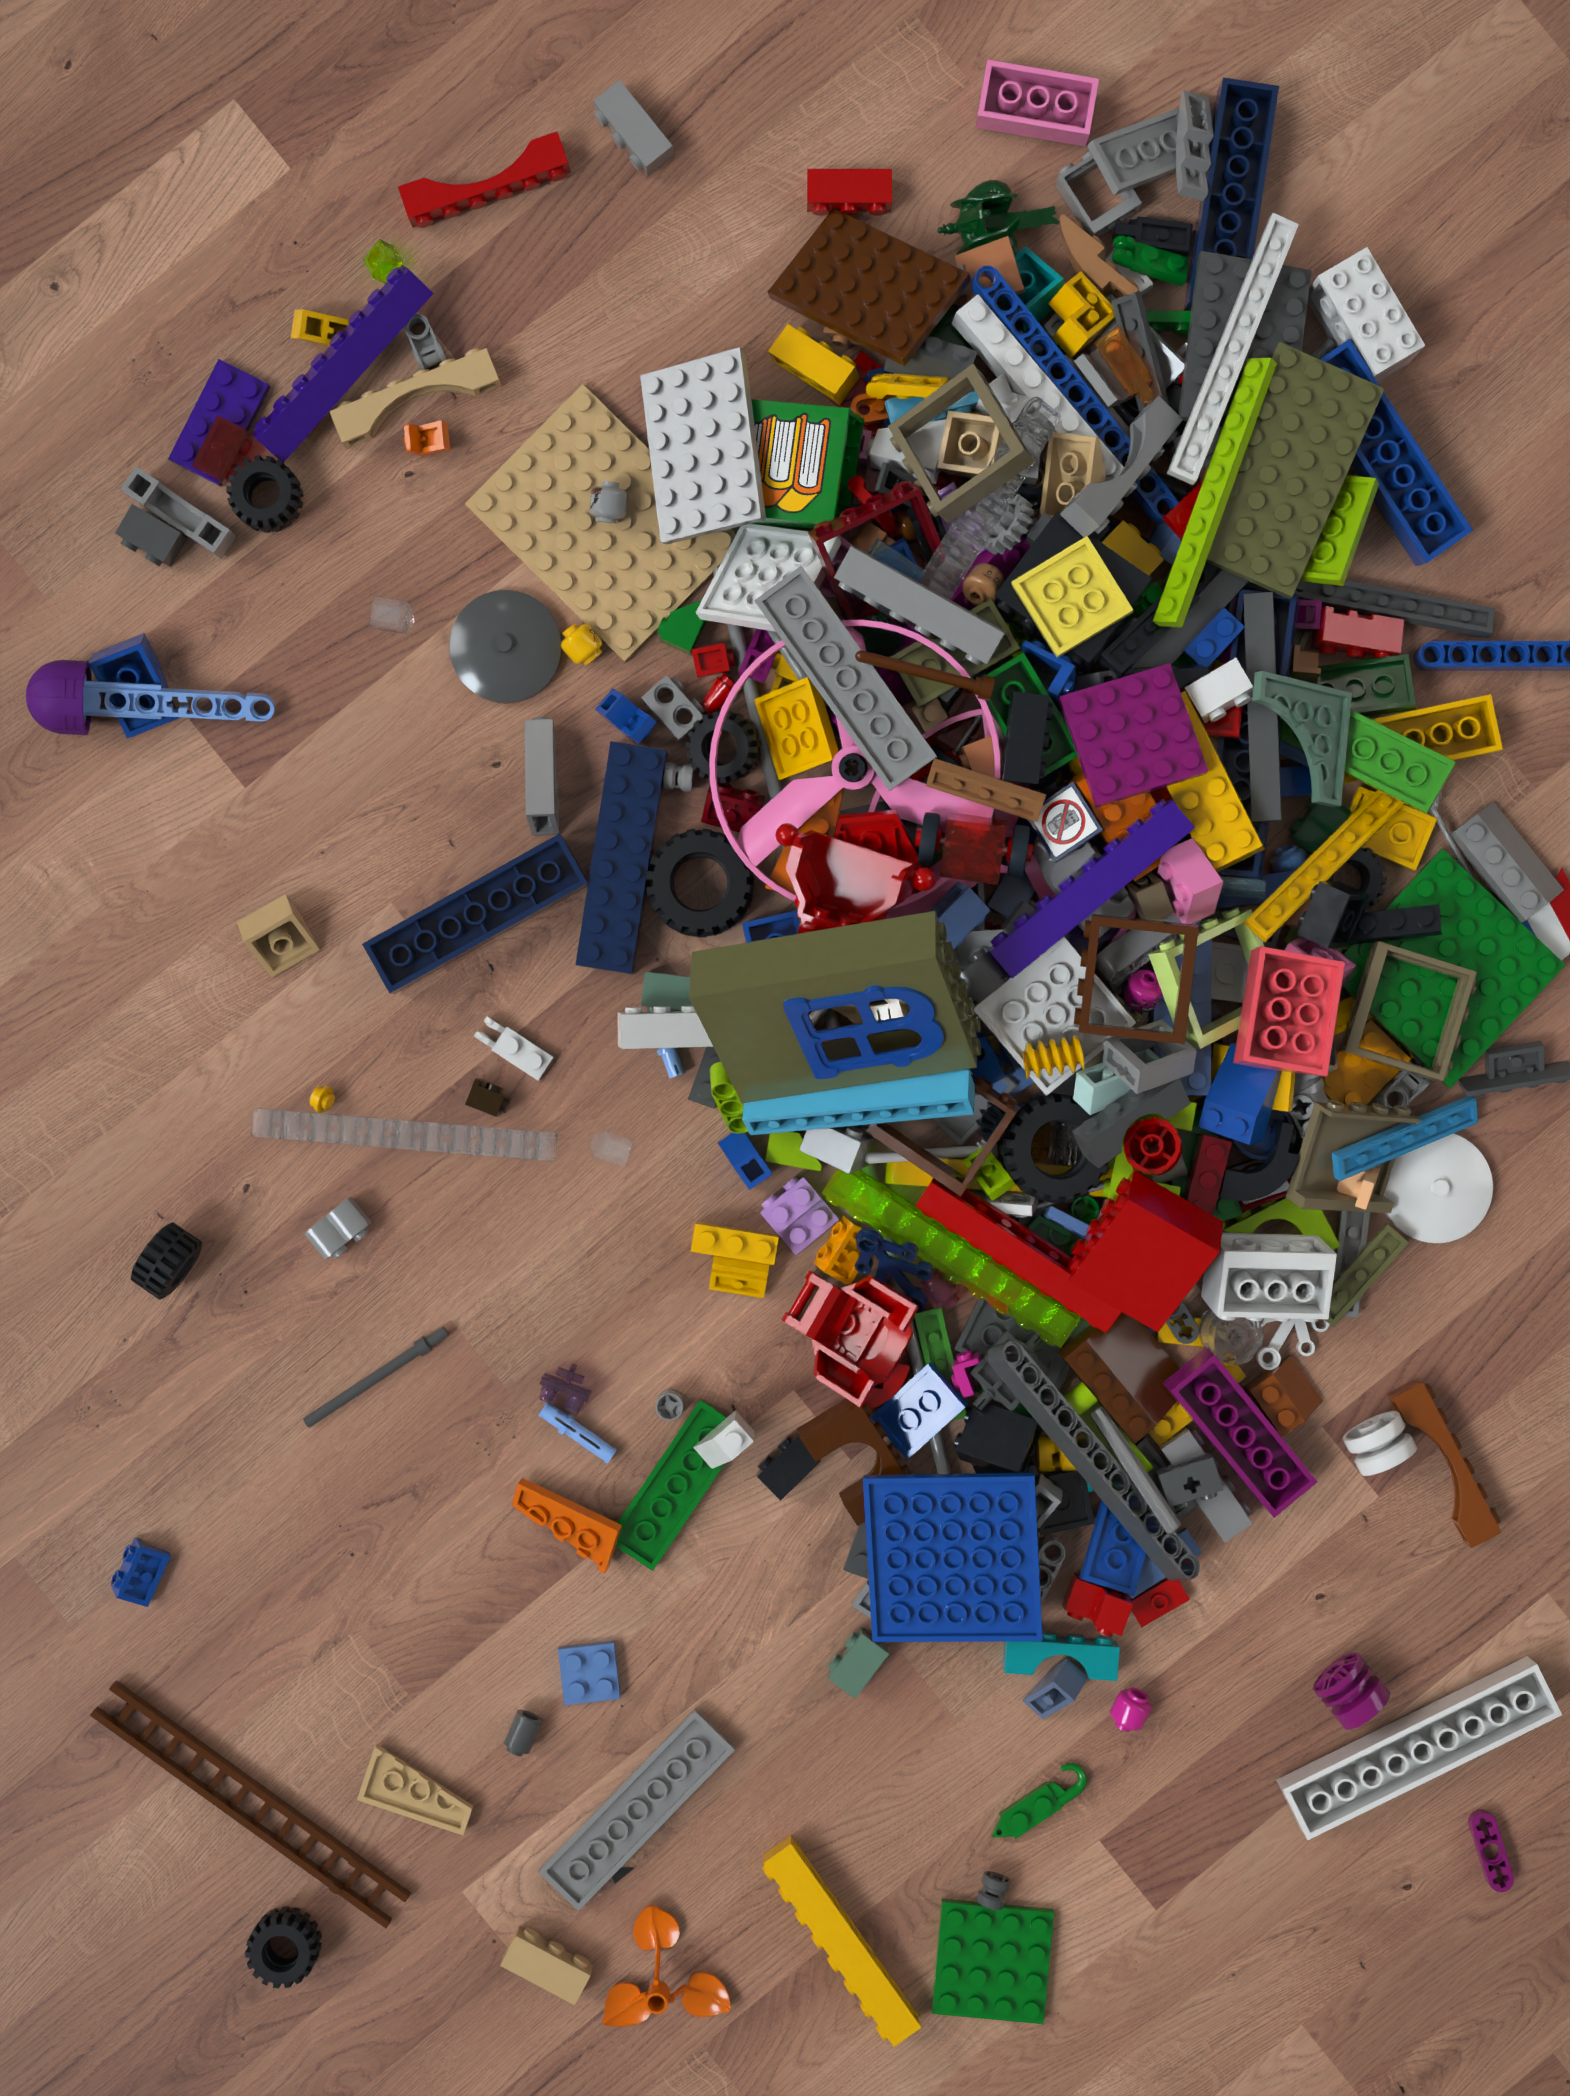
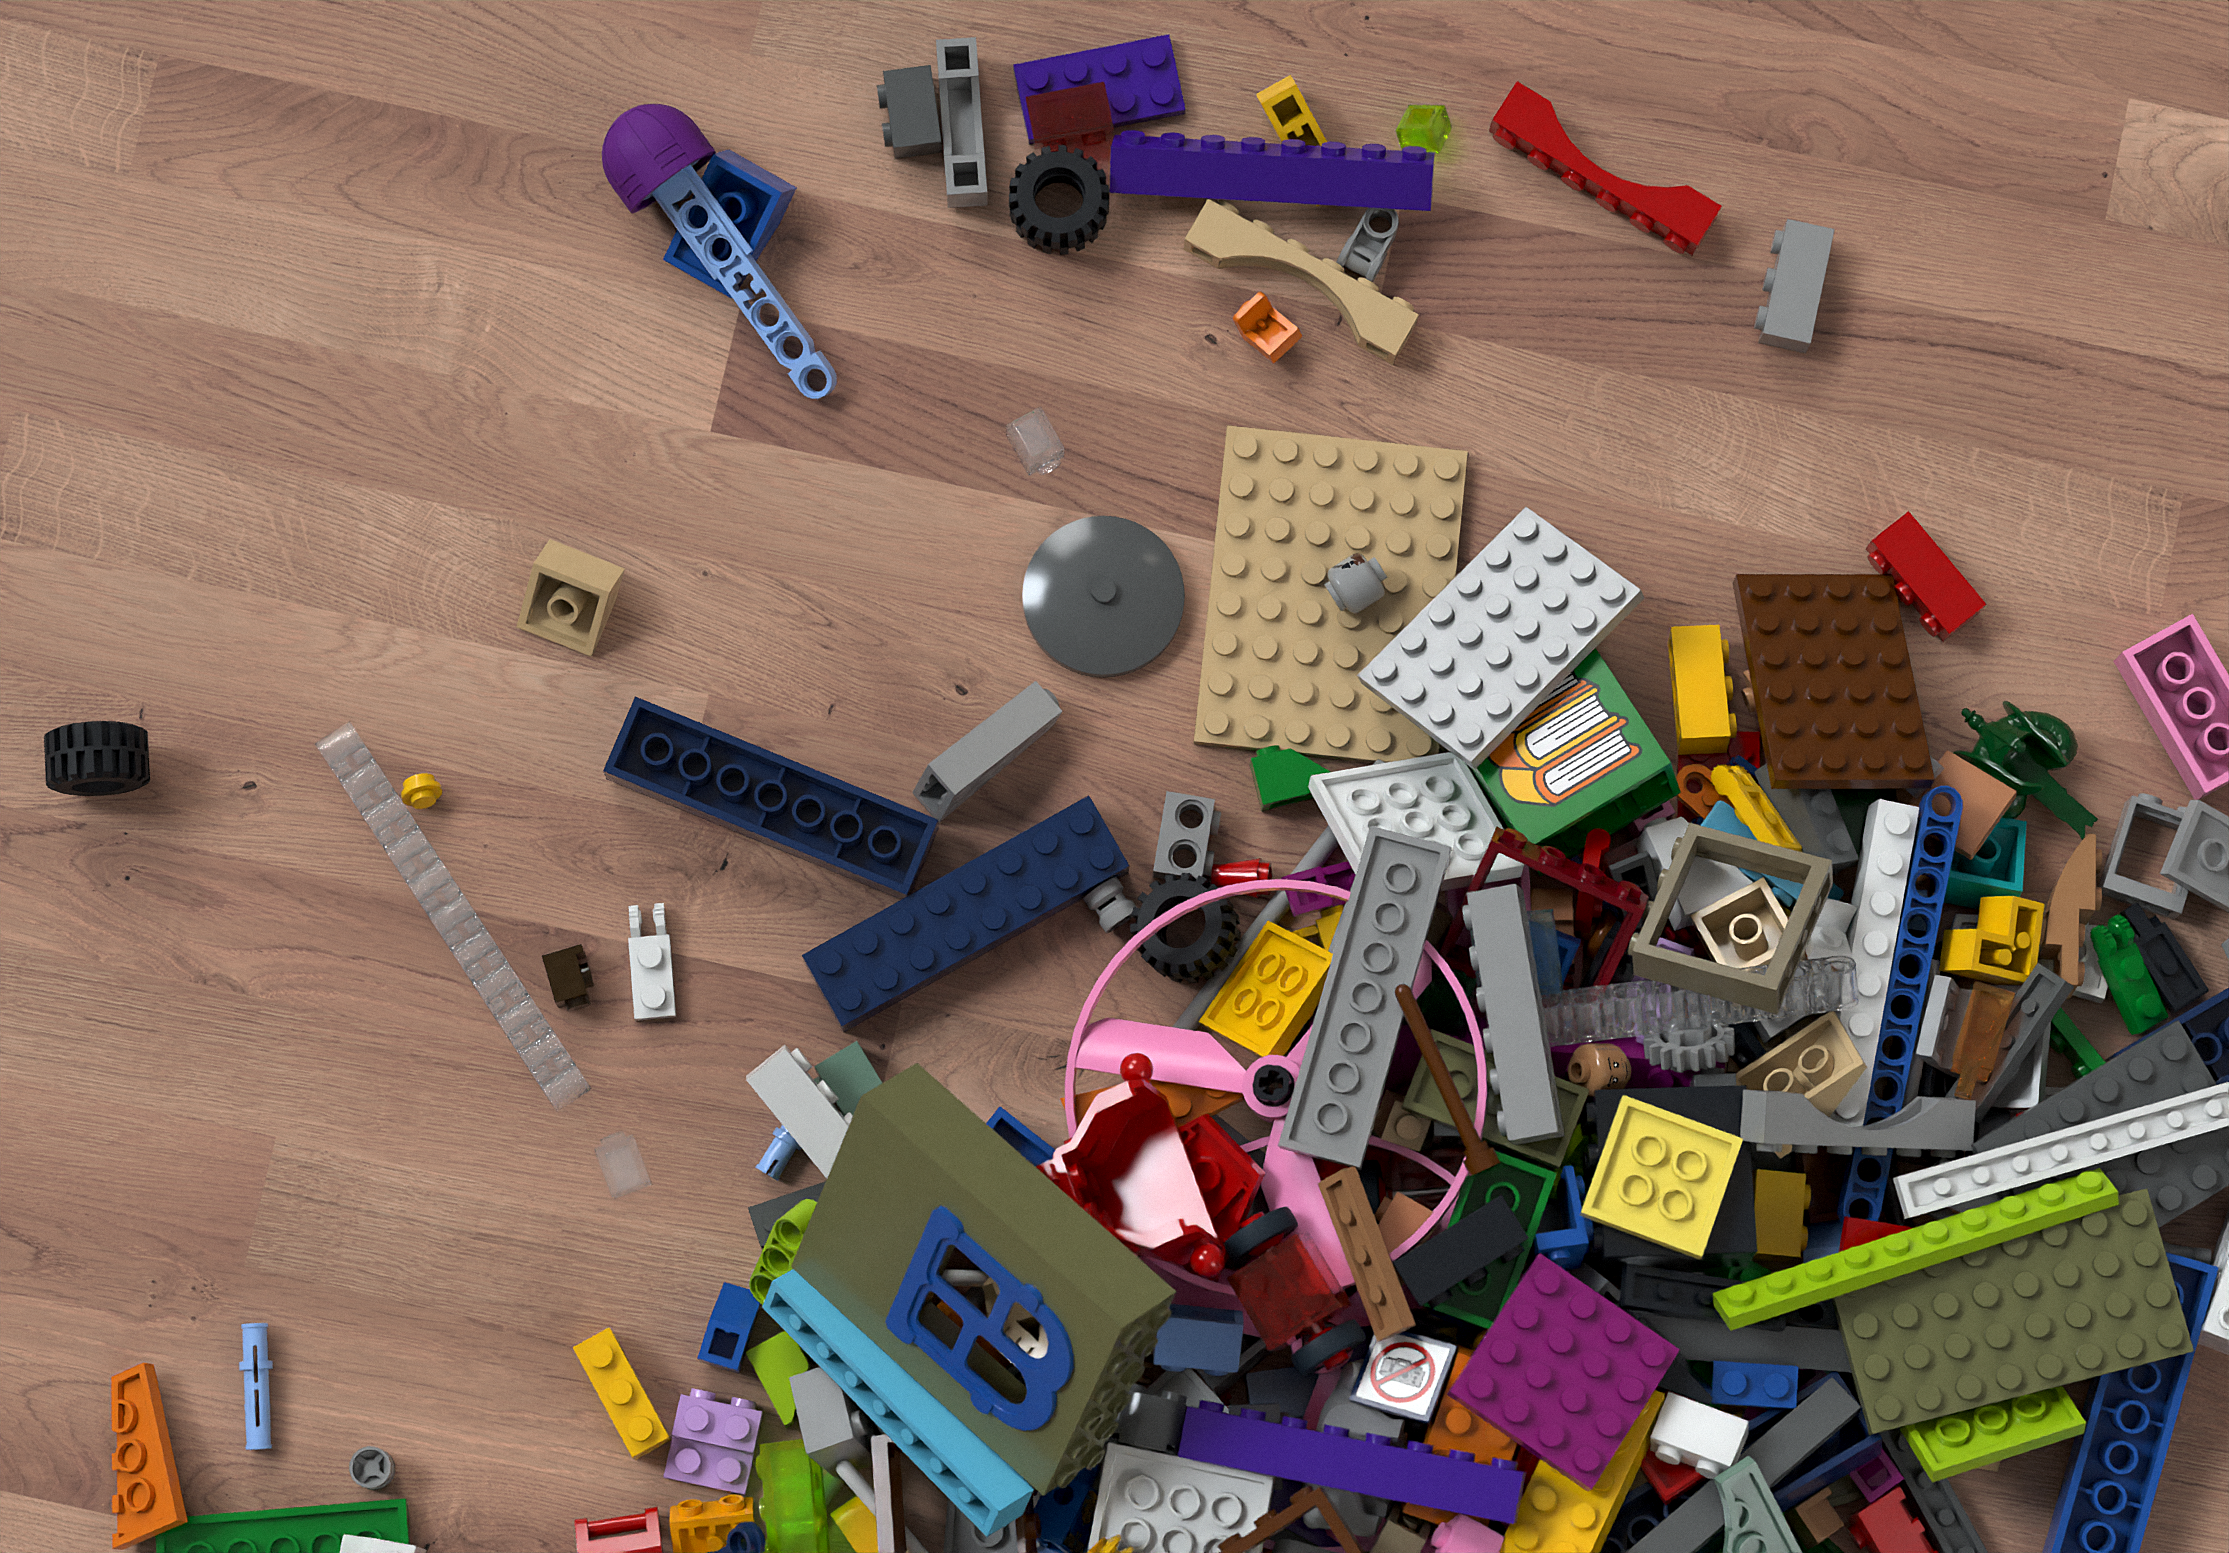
camera: 45 degrees right, 10 degrees down
(338, 1228) = (284, 925): light grey brick -> none
(421, 1347) = (218, 1128): dark grey bar -> none
(552, 1385) = (301, 1350): clear purple hips -> none
(581, 643) = (1174, 677): yellow head -> none
(626, 716) = (1131, 790): blue brick -> none
(661, 884) = (967, 985): black tyre -> none
(712, 660) = (1274, 839): red bracket -> none
(737, 805) = (1129, 993): dark red bracket -> none
(738, 1276) = (586, 1429): yellow plate -> none

